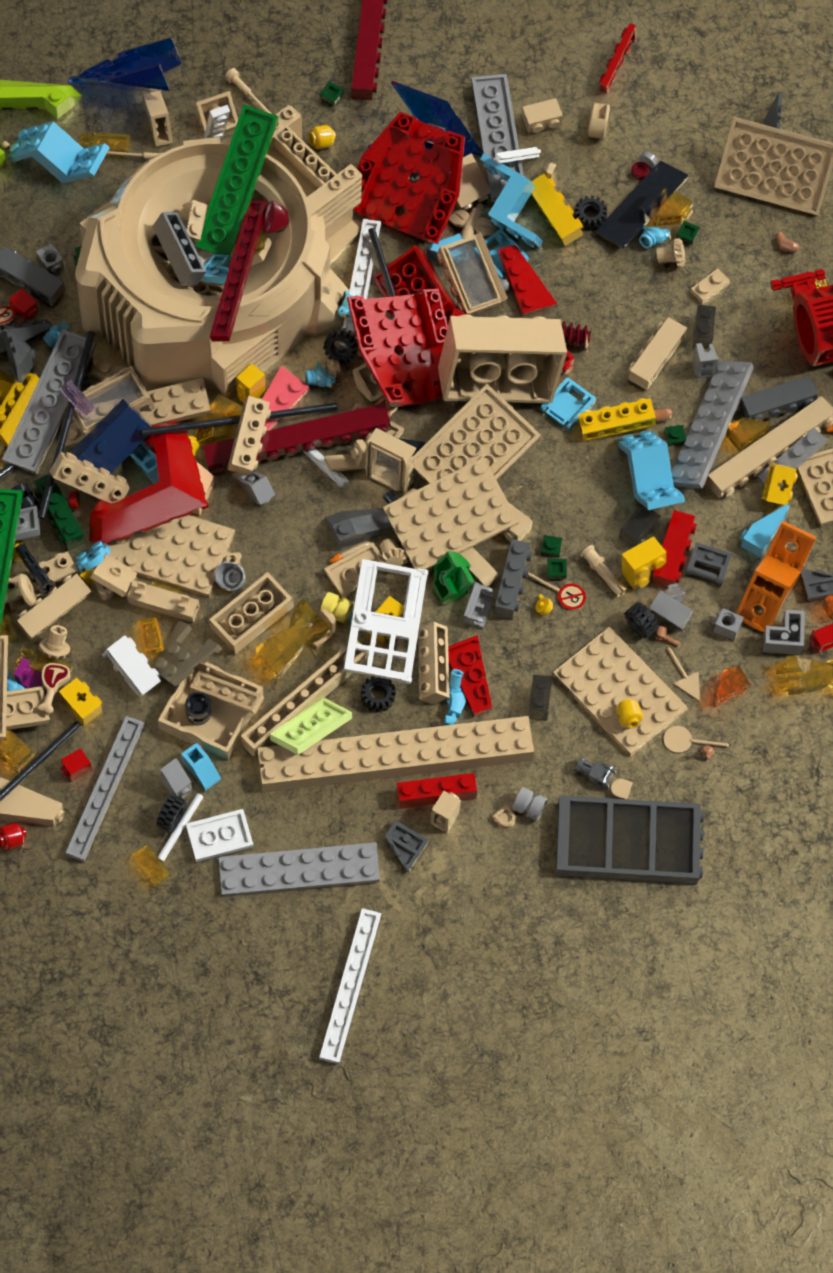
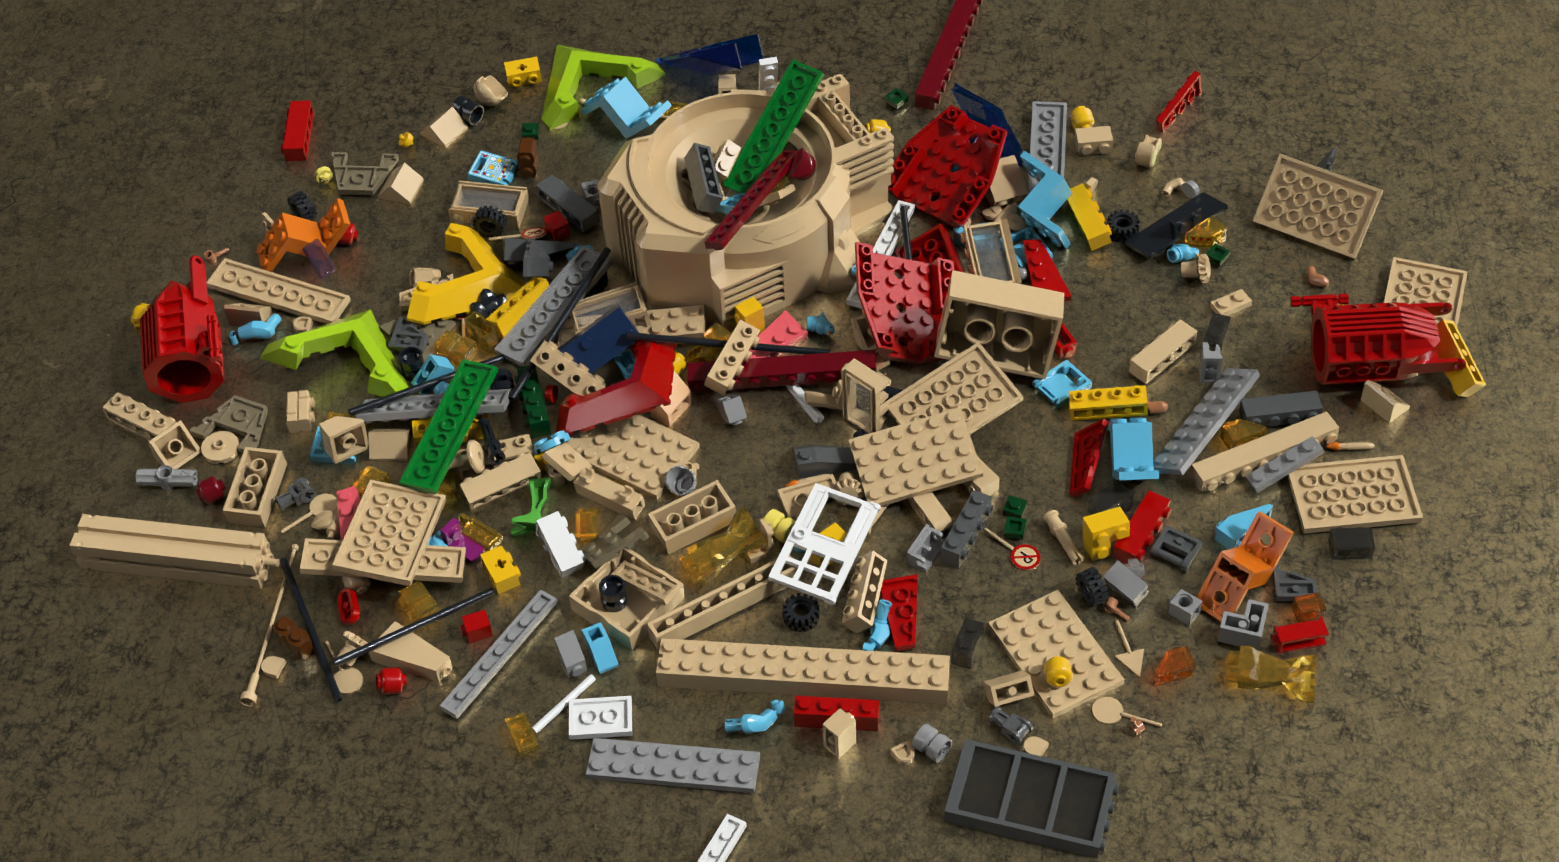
camera: 20 degrees right, 15 degrees down
(53, 677) = (477, 542): tan piece -> none
(55, 644) = (491, 514): tan gear -> none
(77, 398) = (575, 299): clear purple tile -> none
(97, 644) = (527, 523): none -> bright green animal
(171, 813) = (556, 685): black tyre -> none
(310, 726) = (721, 627): yellowish green plate -> none
(333, 367) = (834, 318): tan plate -> none
(345, 337) = (838, 303): black tyre -> none
(368, 813) = (756, 723): none -> medium azure arm
(405, 844) = (791, 760): dark grey wing -> none
(451, 577) = (903, 516): green brick -> none
(516, 155) = (1058, 162): white axle -> none
(525, 91) = (1081, 117): none -> yellow head
(544, 605) = (993, 559): yellow piece -> none
(576, 334) = (1080, 324): dark red piece -> none
(587, 737) = (1009, 688): none -> tan brick
(607, 481) = (1085, 456): none -> red wing
(634, 153) = (1178, 182): none -> tan arm
(639, 170) = (1180, 197): dark red tile -> none
(675, 435) = (1166, 427): dark green plate -> none
(778, 474) = (1264, 472): yellow brick -> none

